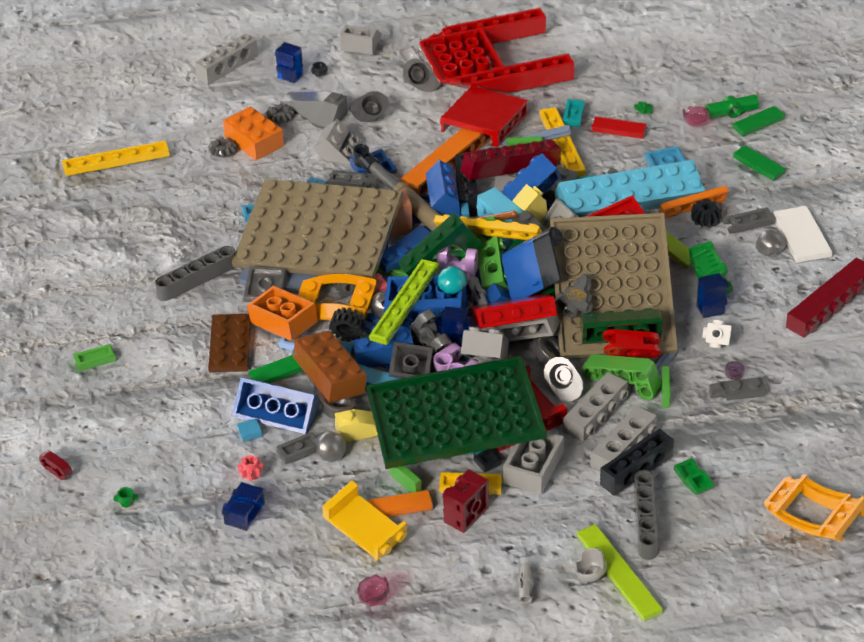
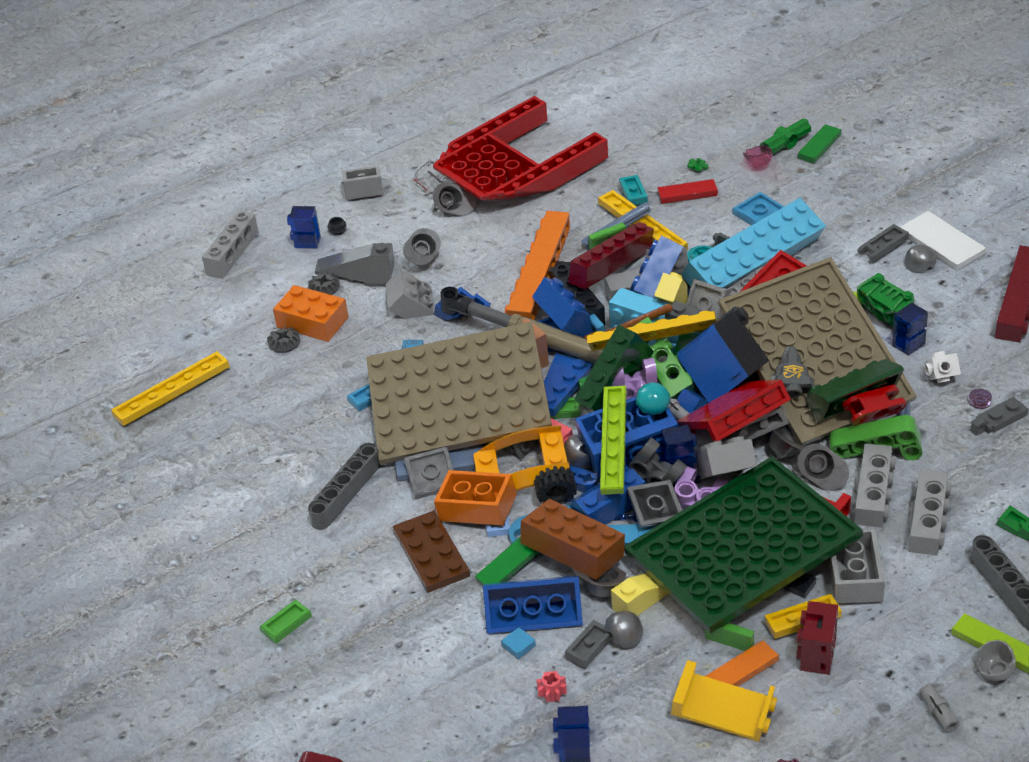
camera: 20 degrees left, 0 degrees up
(353, 179) = (451, 329): dark grey hinge -> none
(486, 113) = (546, 216): red panel -> none
(642, 456) = (961, 529): black brick -> none
(665, 386) = (930, 440): bright green tile -> none
(685, 204) = (820, 239): orange tile -> none
(706, 213) = (839, 248): black gear -> none
(759, 163) = (850, 184): green tile -> none

